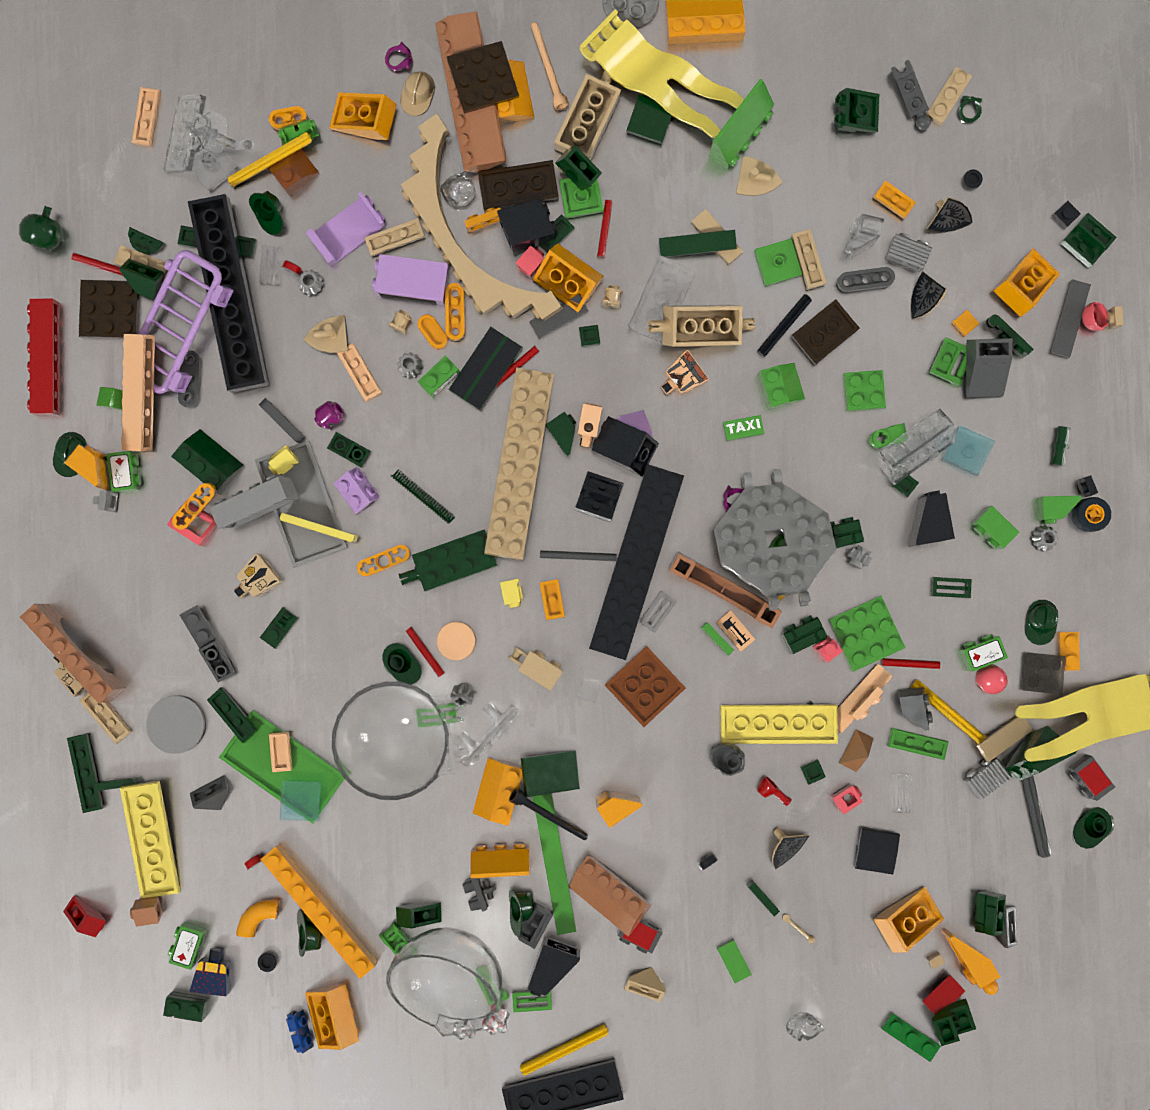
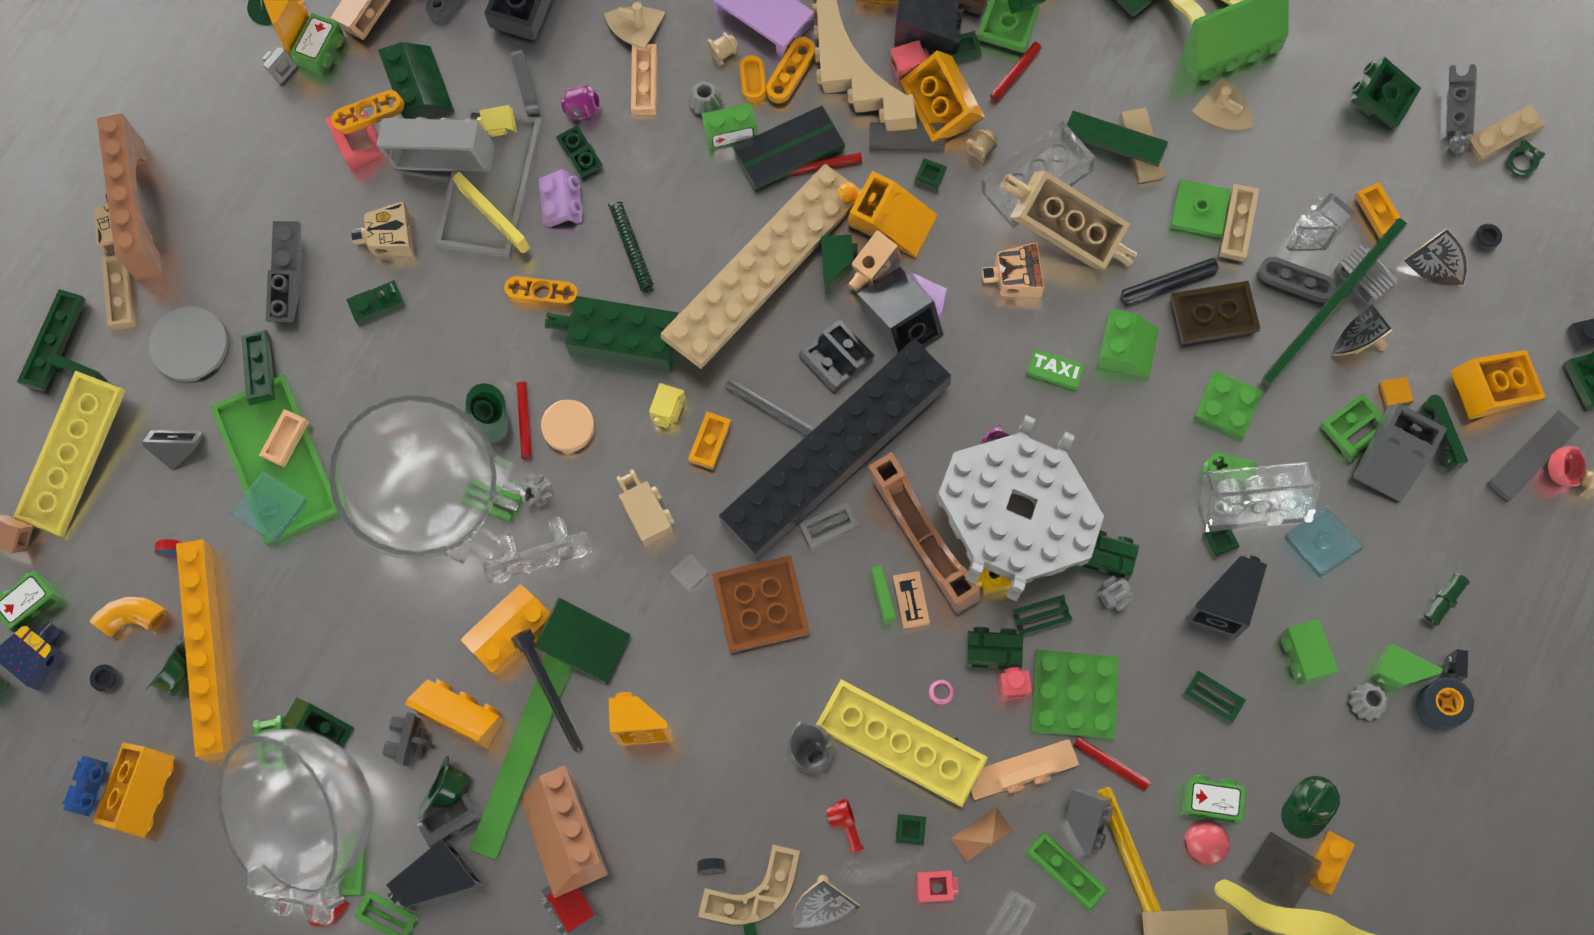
camera: 30 degrees right, 15 degrees down
(582, 381) = (895, 215): none -> light orange slope
(749, 865) = (759, 903): none -> tan plate
(779, 675) = (943, 701): none -> bright pink piece
(827, 599) = (1039, 605): none -> dark green tile
(899, 287) = (1333, 302): none -> dark green tile

